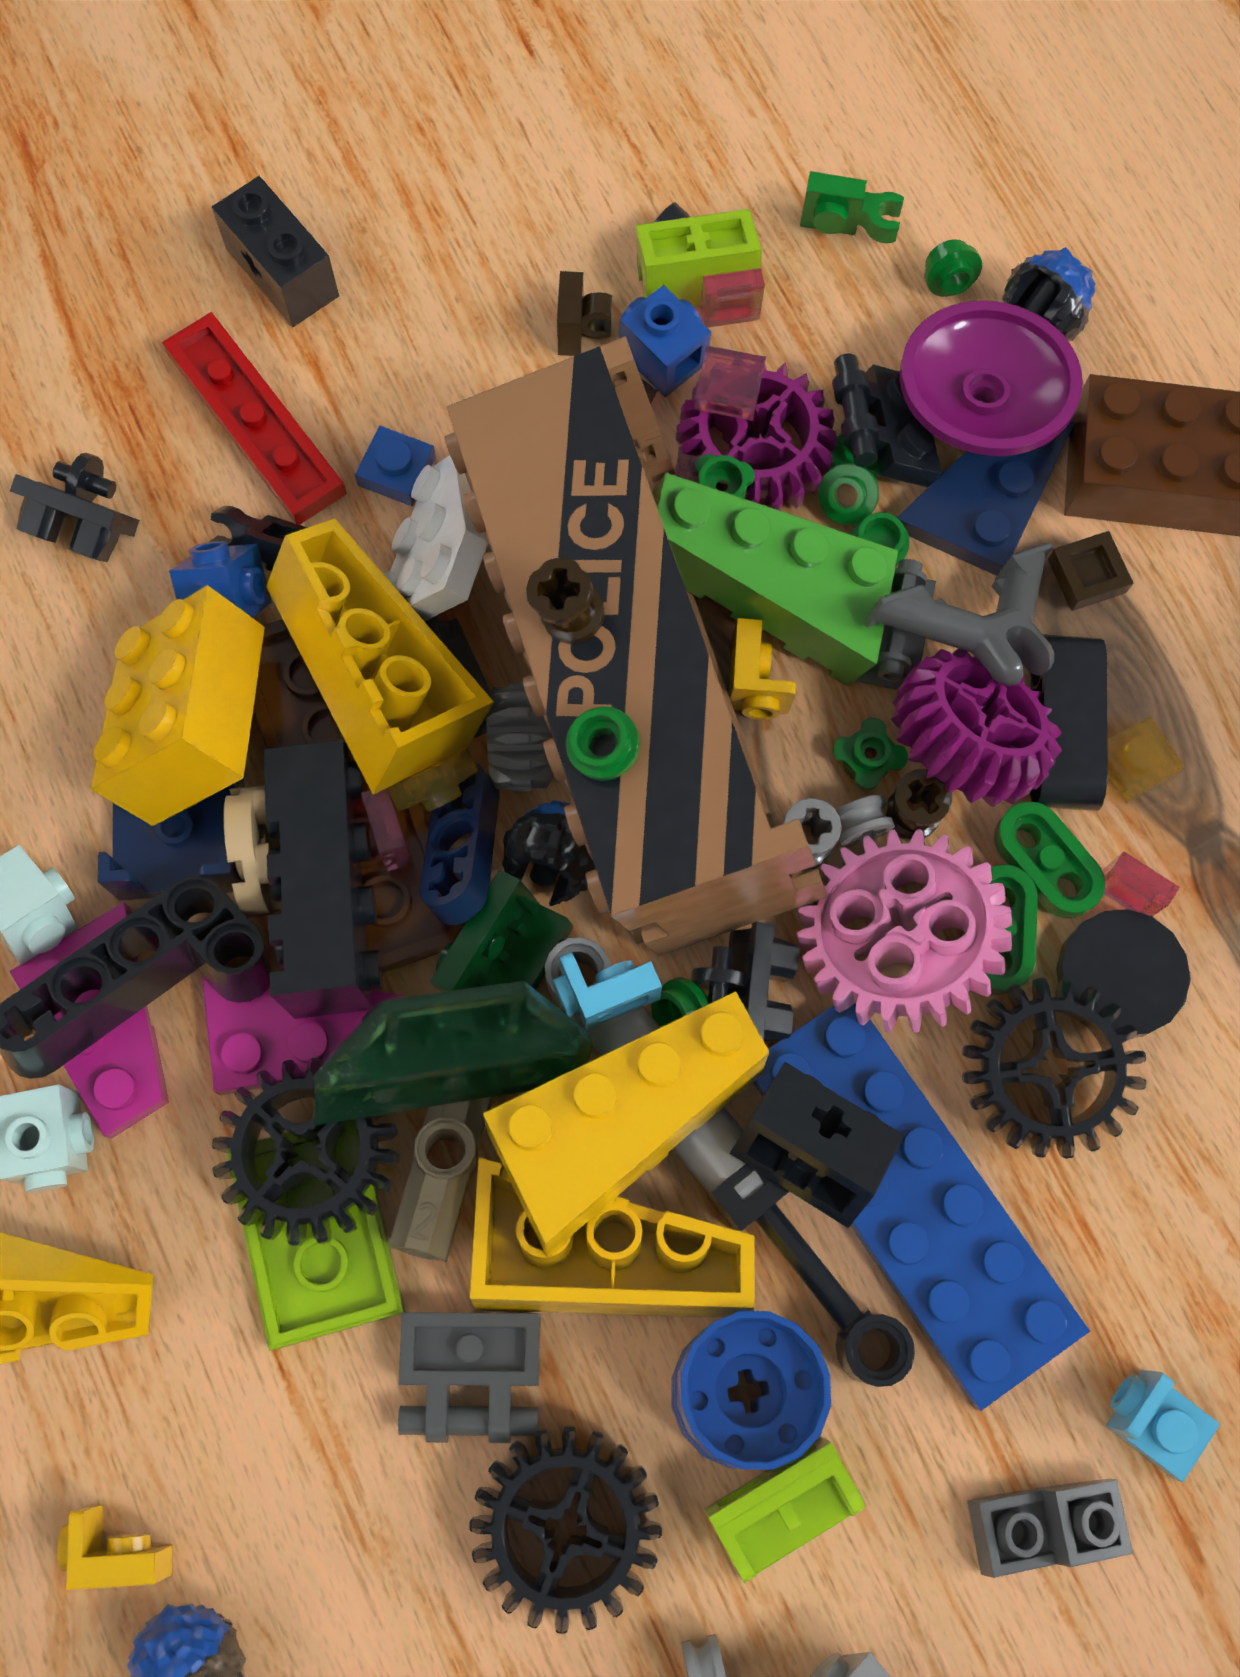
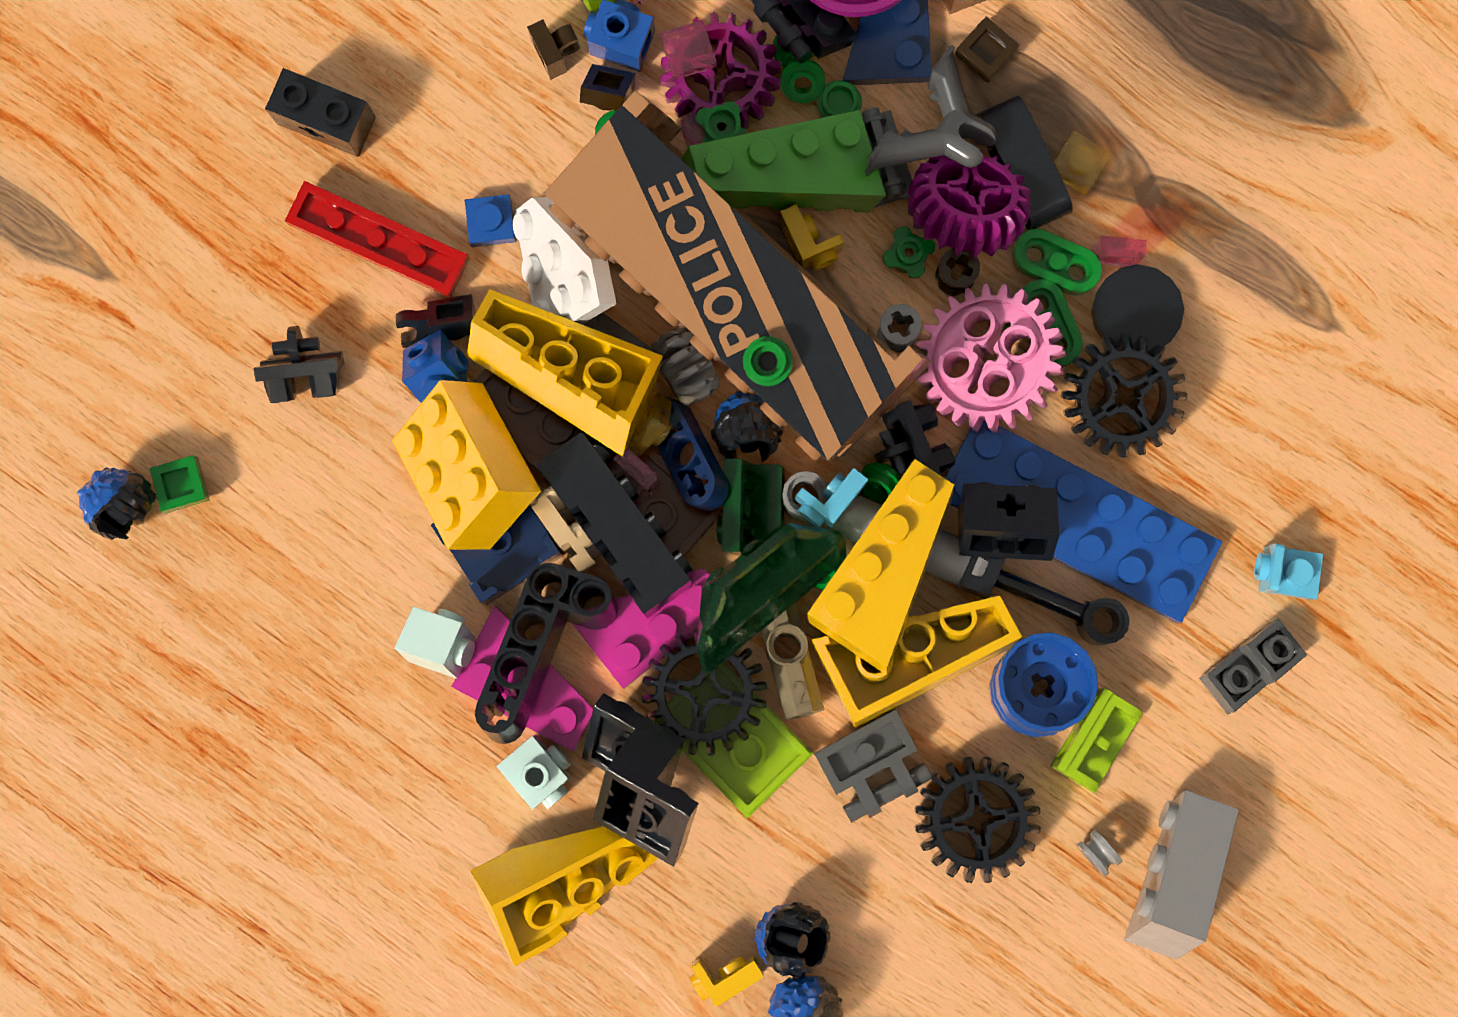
camera: 25 degrees left, 10 degrees up
(149, 1216) = (638, 779): none -> black bracket
(226, 1553) = (792, 939): none -> black piece
(550, 589) = (684, 281): dark brown bush -> none
(863, 819) = (928, 299): light grey bush -> none

